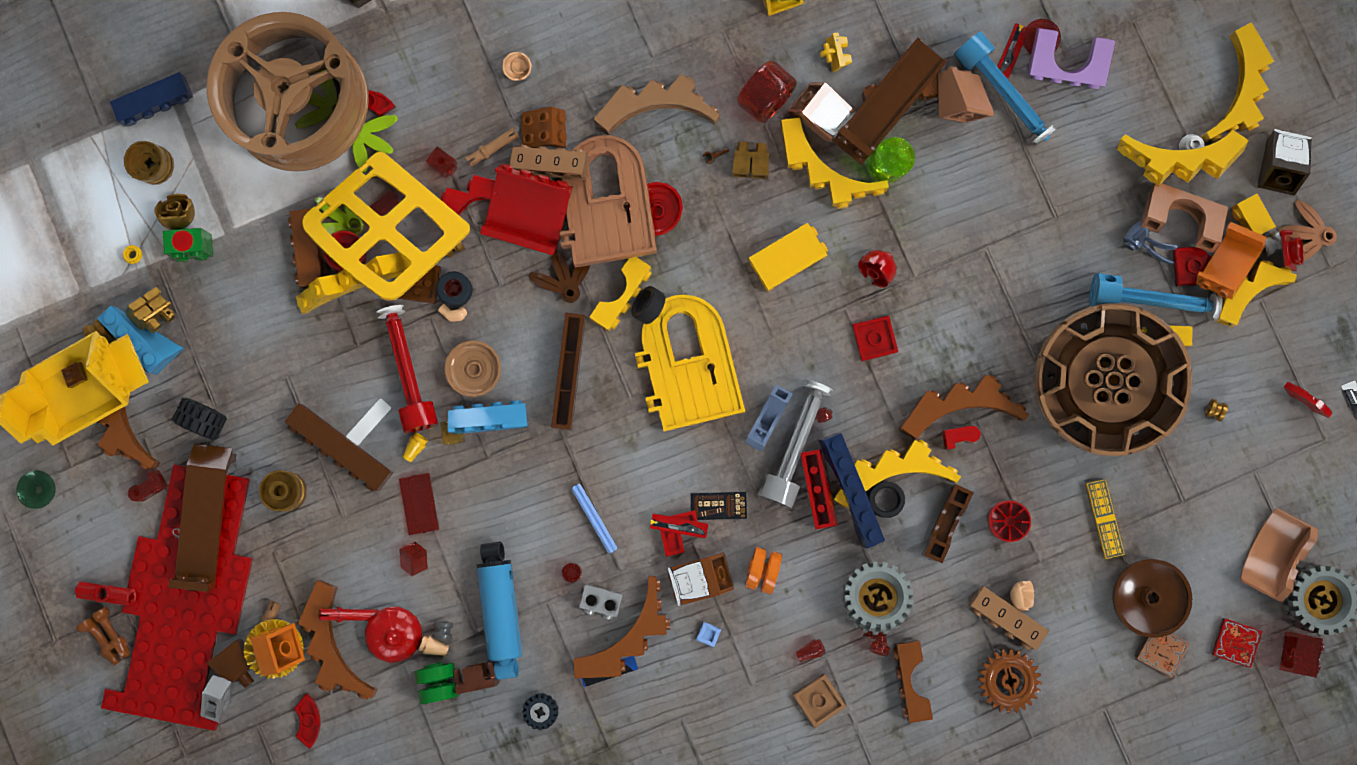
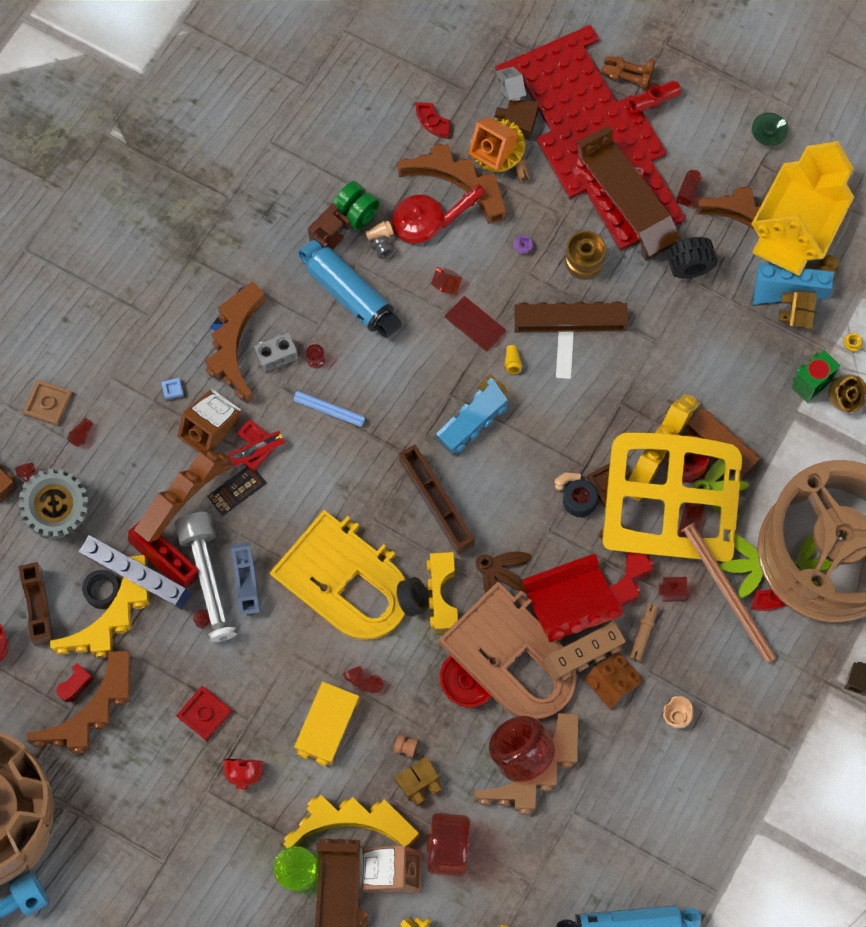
camera: 140 degrees right, 15 degrees down
(74, 375) = (813, 220): reddish brown tile -> none
(325, 543) = (523, 244): none -> medium lavender tile
(403, 125) = (729, 593): none -> nougat axle
(417, 414) = (529, 381): red piece -> none
(472, 368) = (514, 446): medium nougat hat -> none
(545, 707) = (260, 250): black wheel -> none
(658, 133) = (521, 748): none -> clear red wheel
(715, 155) = (455, 765): reddish brown hand -> none
(732, 265) = (371, 684): none -> clear red arm
(740, 195) = (406, 745): none -> nougat wheel
(762, 570) = (161, 460): orange wheel -> none
(768, 523) = (185, 485): none -> dark orange arch

